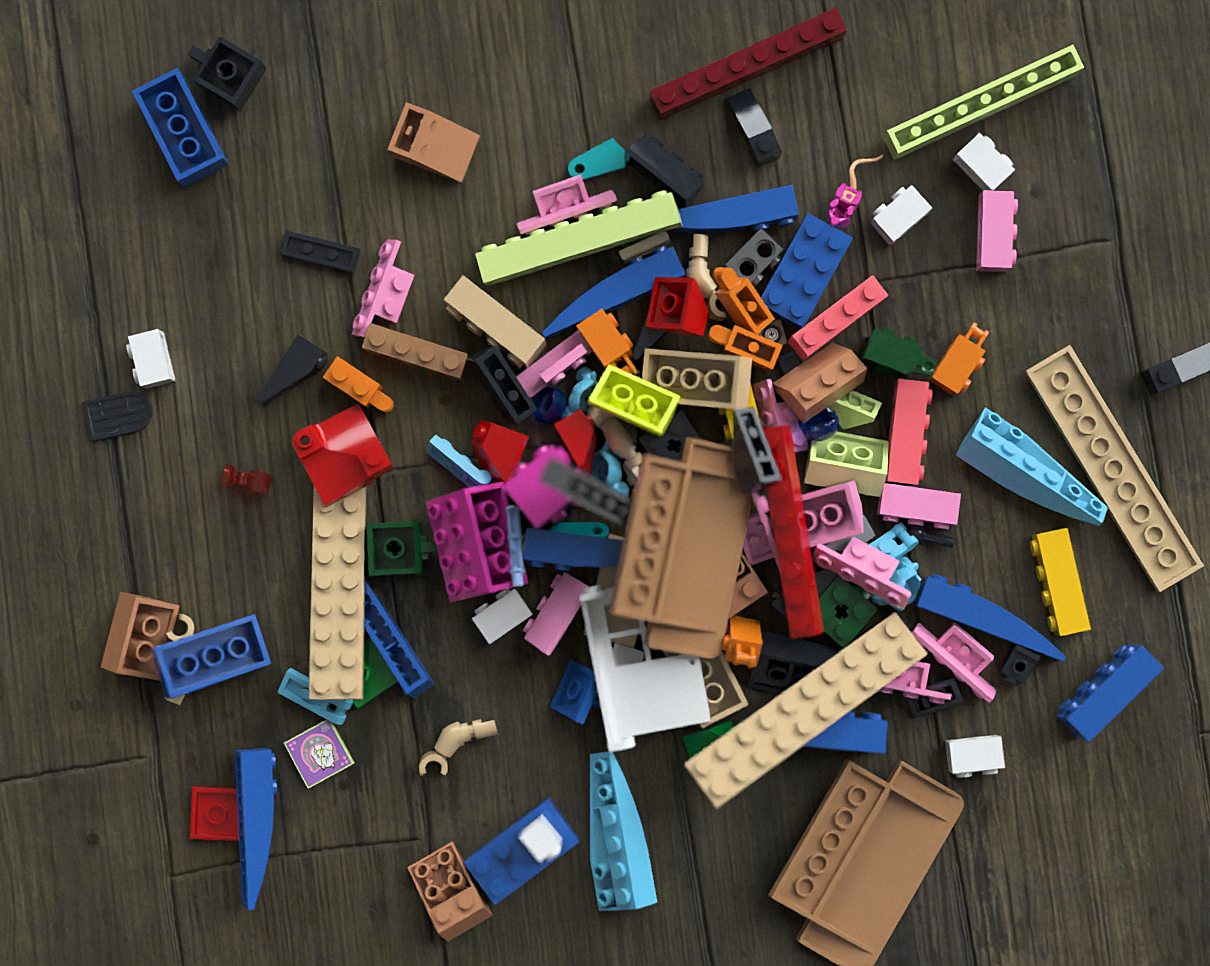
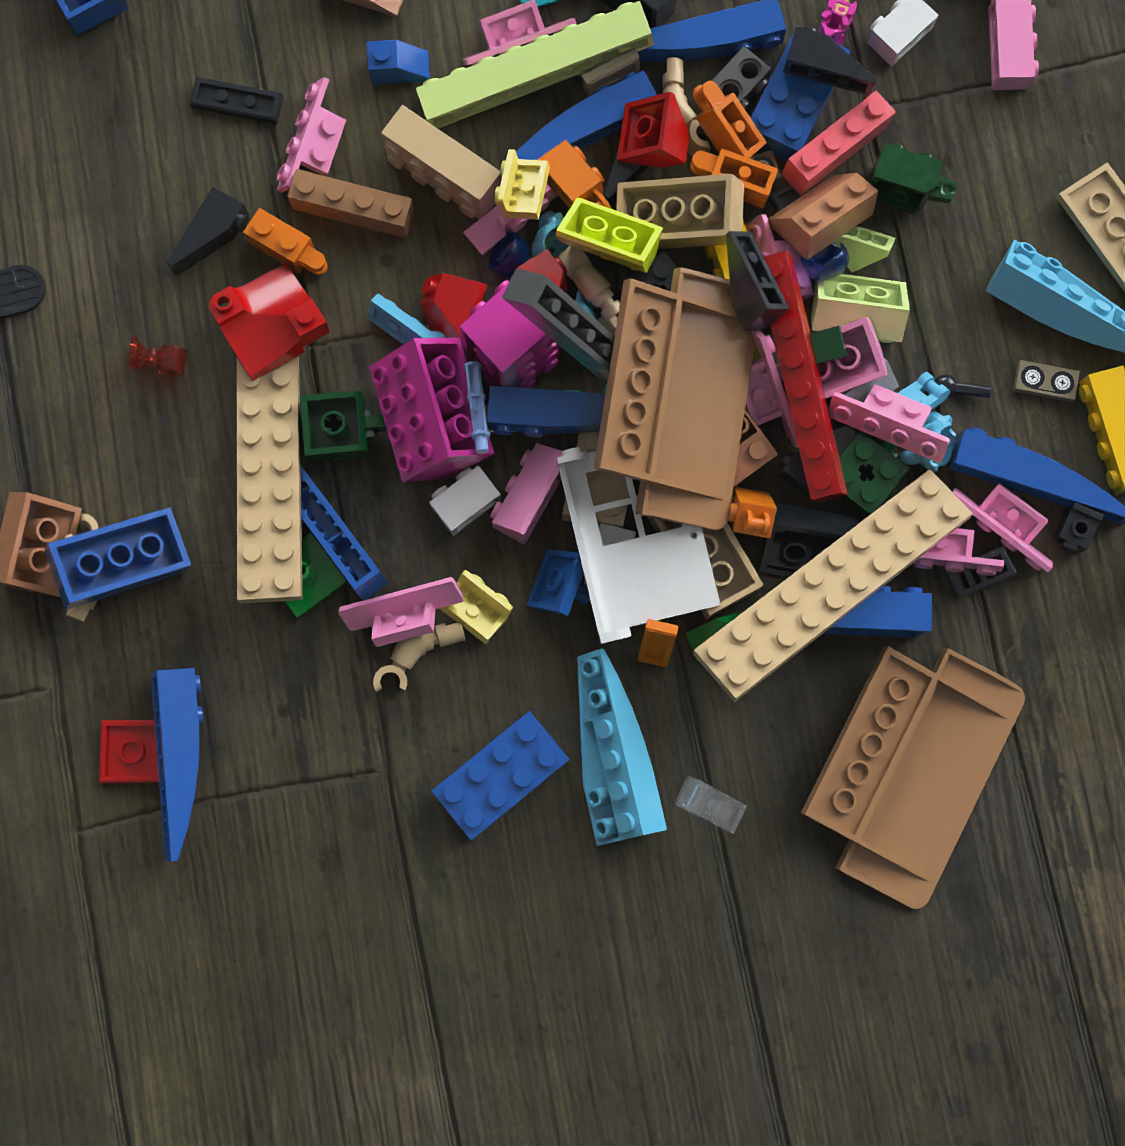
camera: 10 degrees left, 5 degrees down
(150, 359) = (41, 225): white brick -> none
(296, 688) = (222, 596): medium azure plate -> none
(319, 753) = (252, 673): tile -> none
(445, 713) = (403, 612): none -> bright pink bracket
(449, 892) = (416, 831): nougat slope -> none
(460, 226) = (396, 62): none -> blue slope
(501, 384) = (452, 231): black brick -> none
(507, 707) = (481, 608): none -> light yellow bracket
(541, 839) = (525, 750): white brick -> none
(562, 352) = (521, 187): none -> light yellow bracket
(657, 747) = (657, 643): none -> orange tile
(693, 882) = (710, 804): none -> clear plate
(815, 504) = (828, 345): none -> dark green tile
(825, 250) = (824, 61): none -> black slope
(907, 432) = (927, 268): coral brick -> none
(919, 505) = (947, 351): bright pink brick -> none
(960, 361) = (981, 188): orange brick -> none
(975, 754) = (1033, 636): white brick -> none
(1002, 534) = (1046, 381): none -> tile

